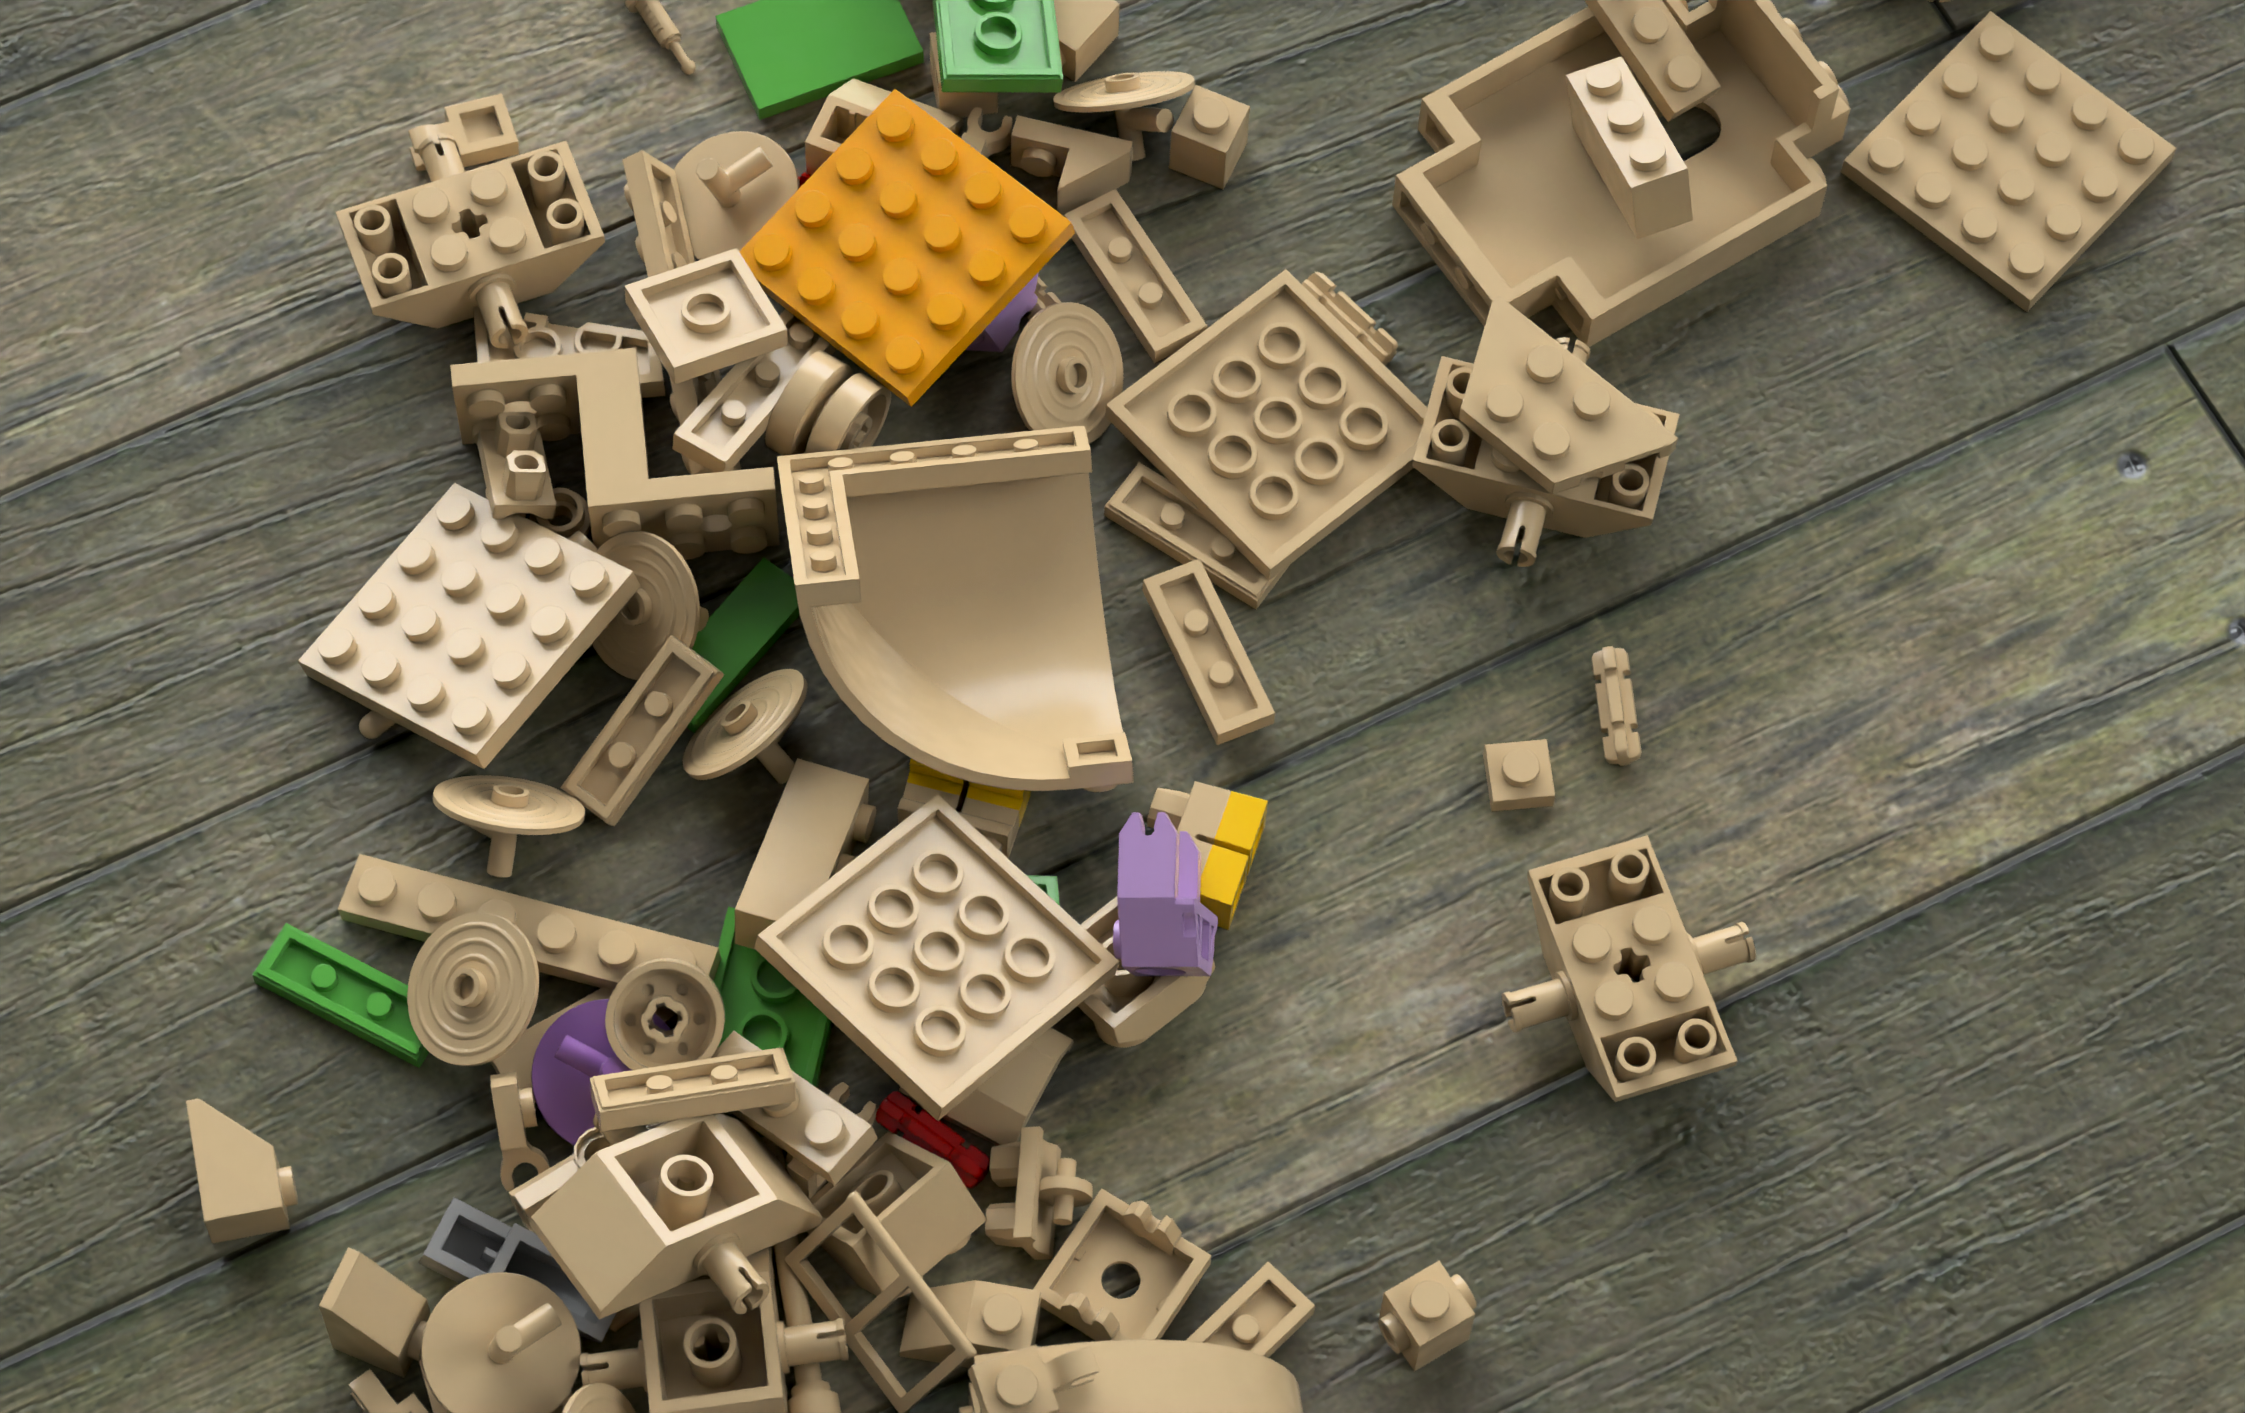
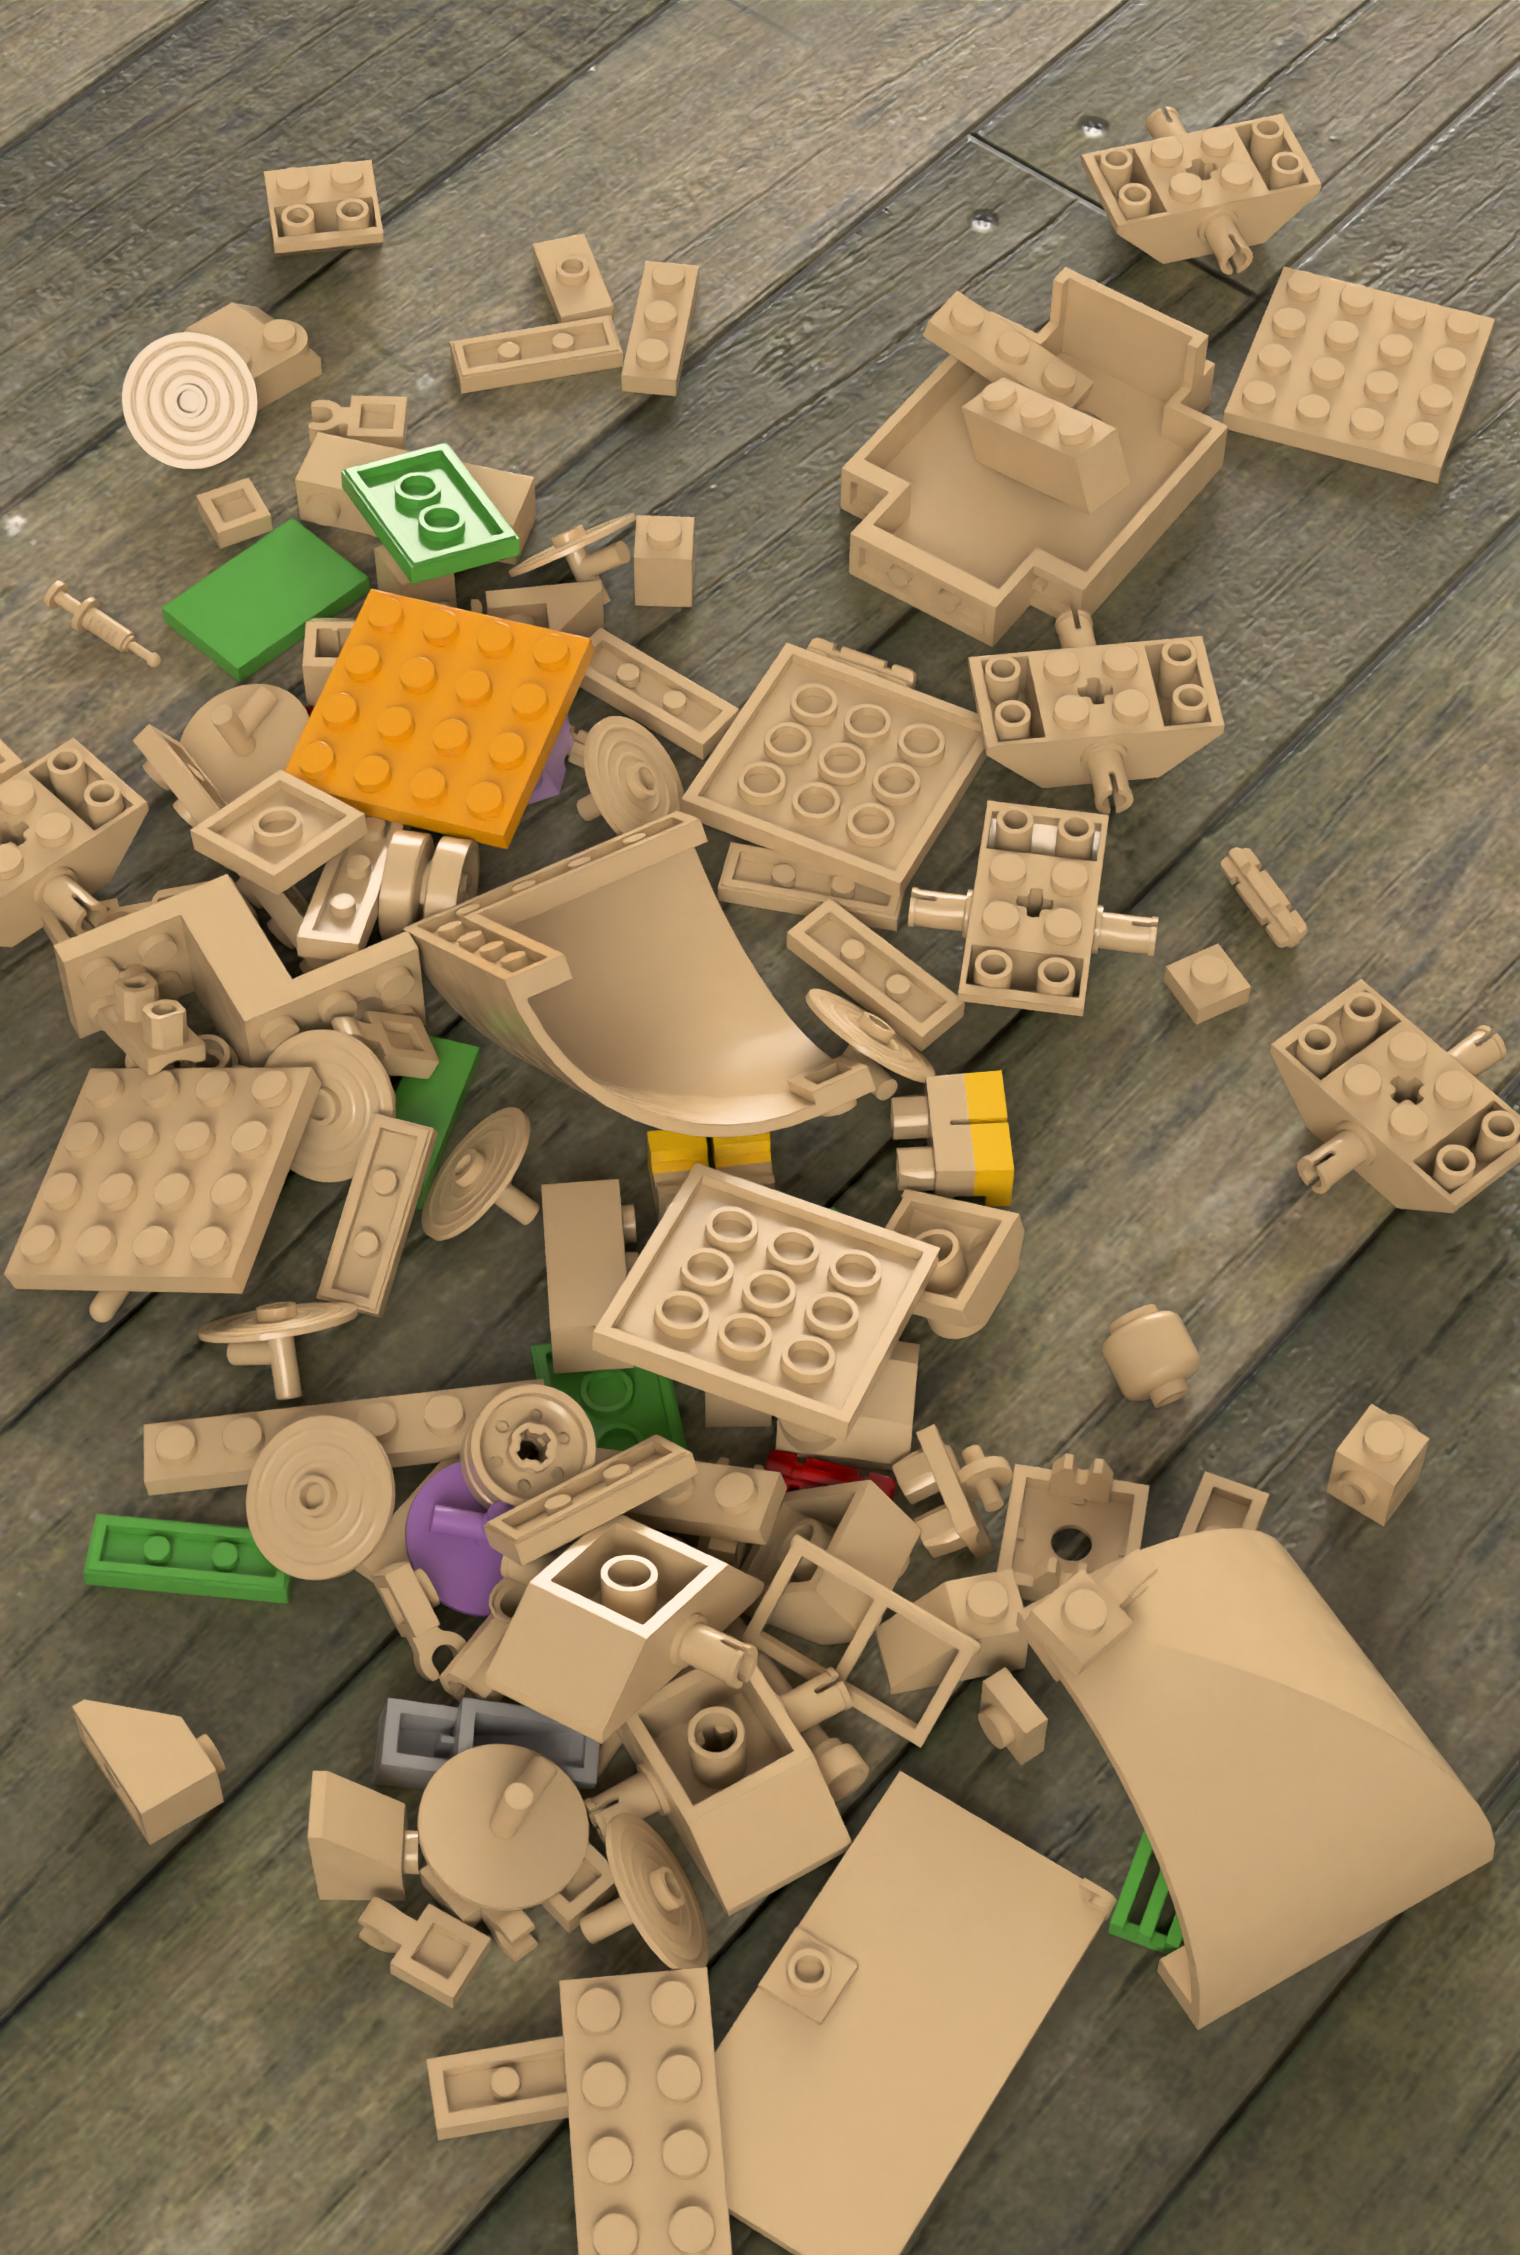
camera: 20 degrees left, 10 degrees down
(725, 564) = (396, 1041): none -> tan plate
(1159, 905) = (969, 1189): lavender piece -> none
(1162, 722) = (870, 1042): none -> tan shield
(1275, 1131) = (1151, 1355): none -> tan head
(1408, 610) = (1034, 910): none -> tan slope
(1552, 408) = (1092, 660): tan wing -> none

